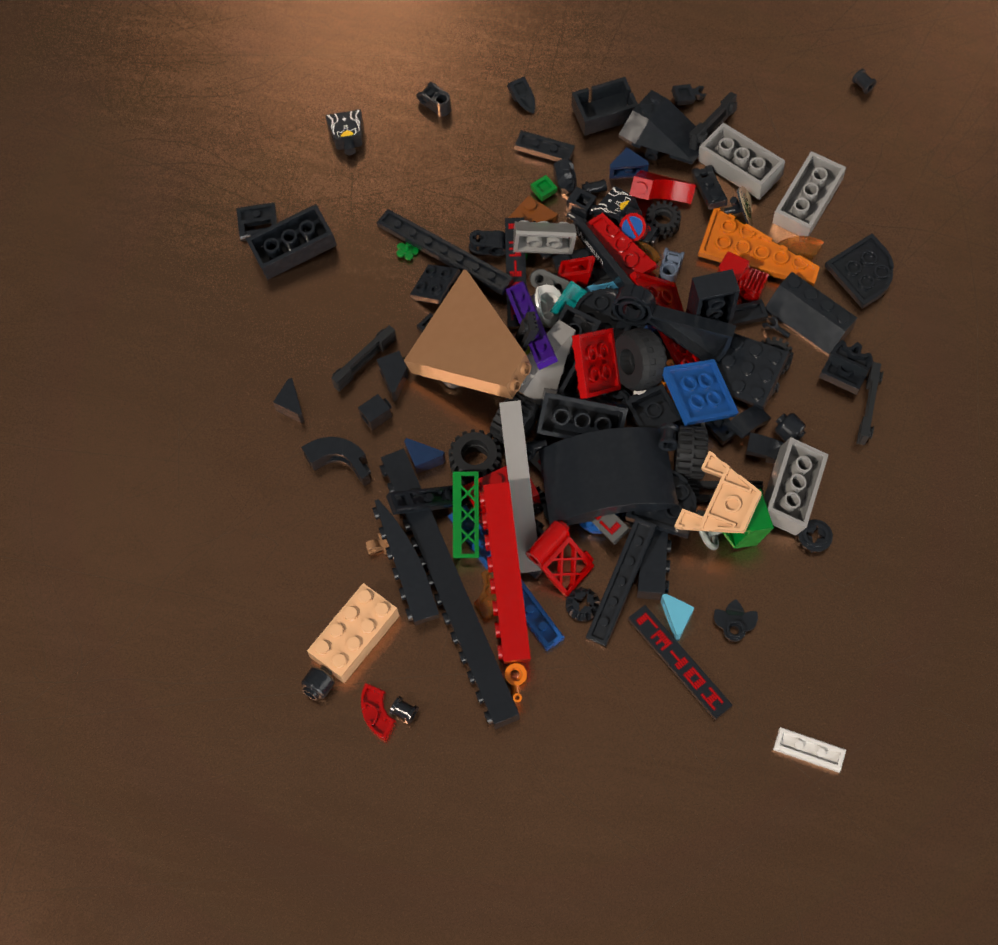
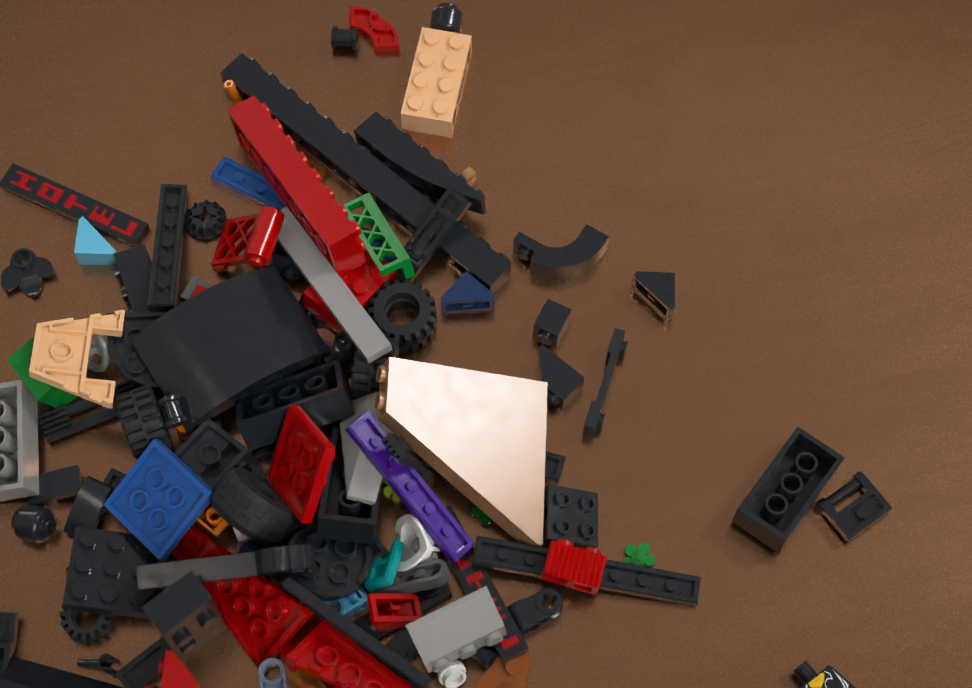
camera: 150 degrees right, 0 degrees up
(452, 245) = (574, 566): none -> red brick

